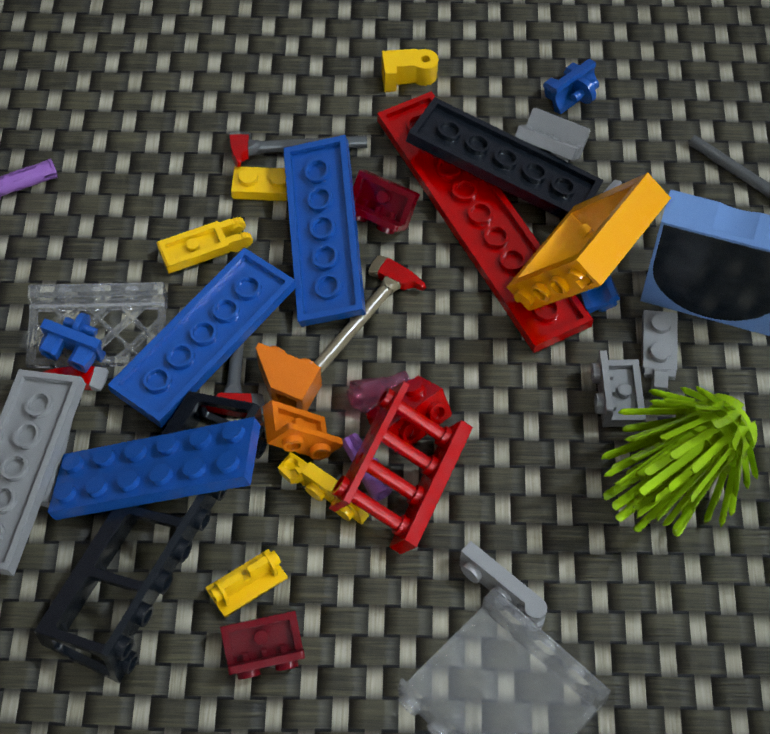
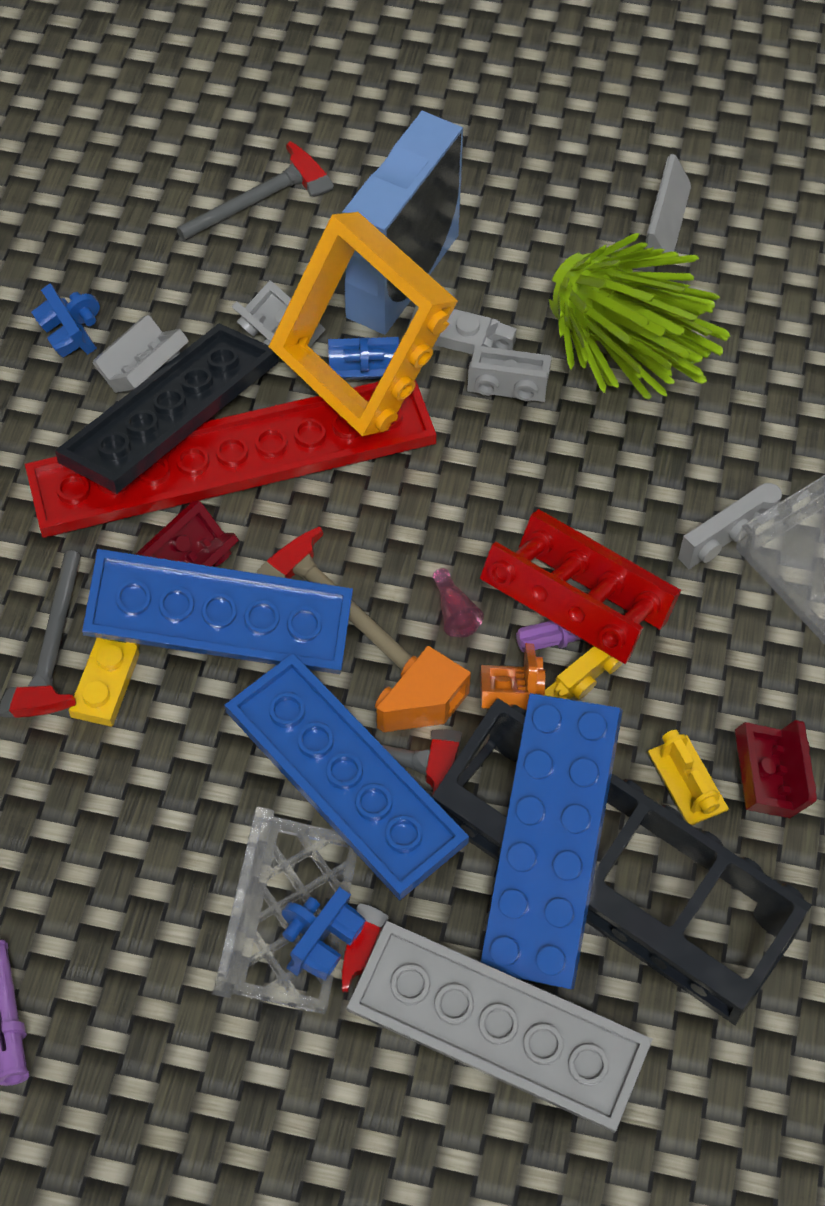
camera: 80 degrees left, 0 degrees up
(203, 244) = (188, 770): yellow hinge -> none
(426, 399) = (467, 566): red bracket -> none

